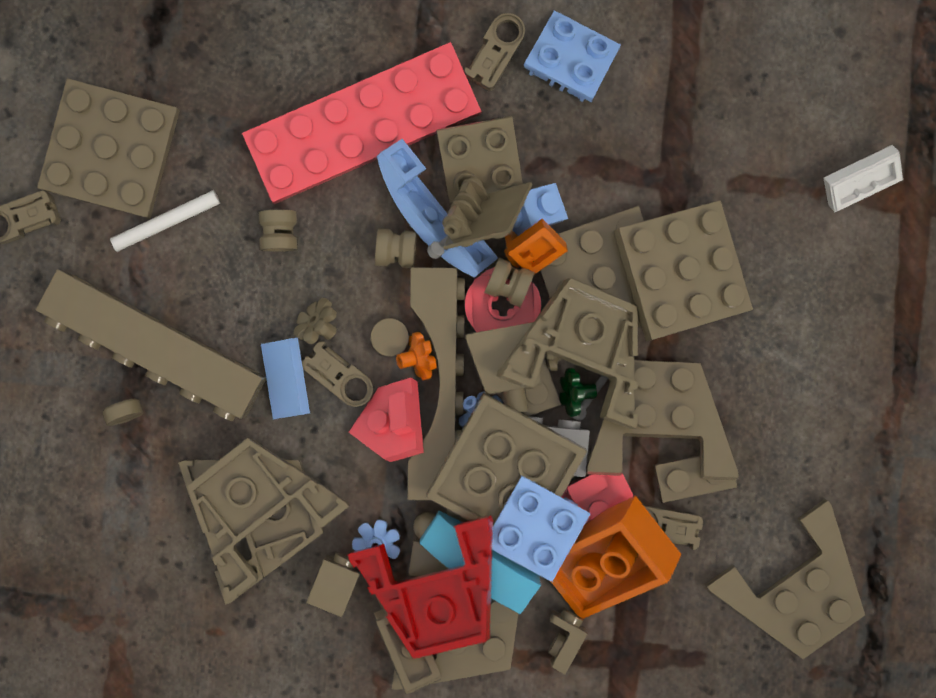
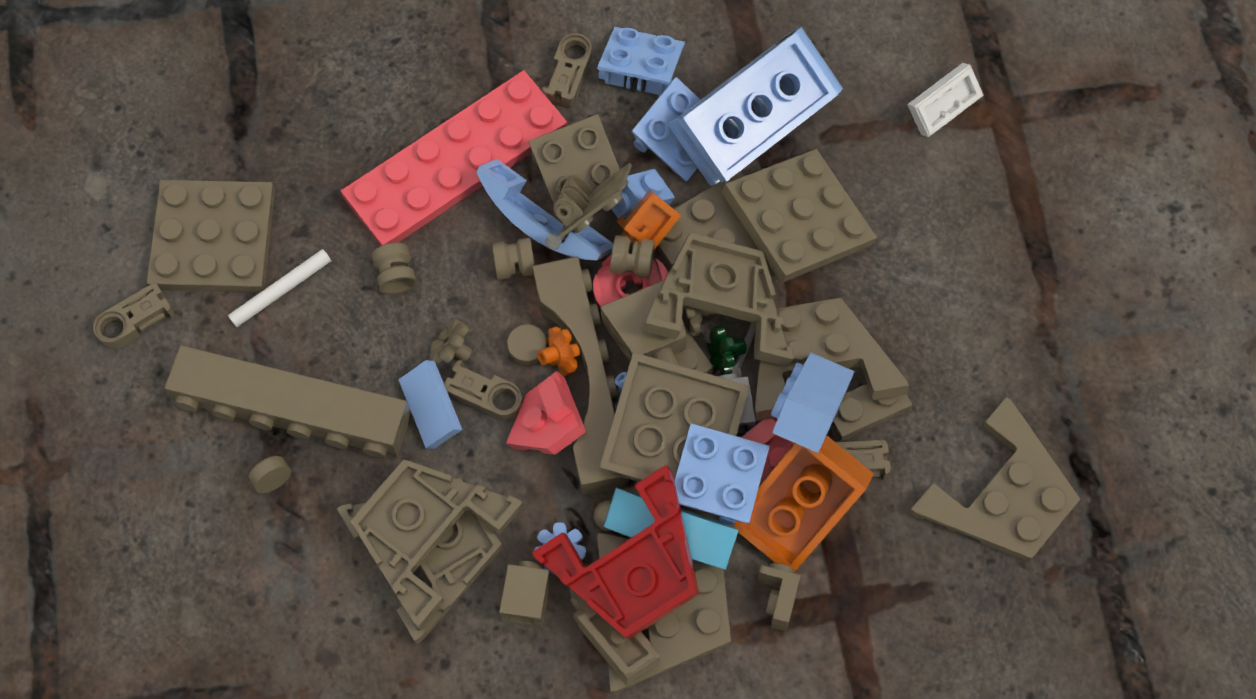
camera: 10 degrees left, 20 degrees down
(591, 147) = (654, 133): none -> light blue hinge
(641, 485) = (810, 401): none -> light blue brick
(705, 136) = (805, 87): none -> light blue hinge

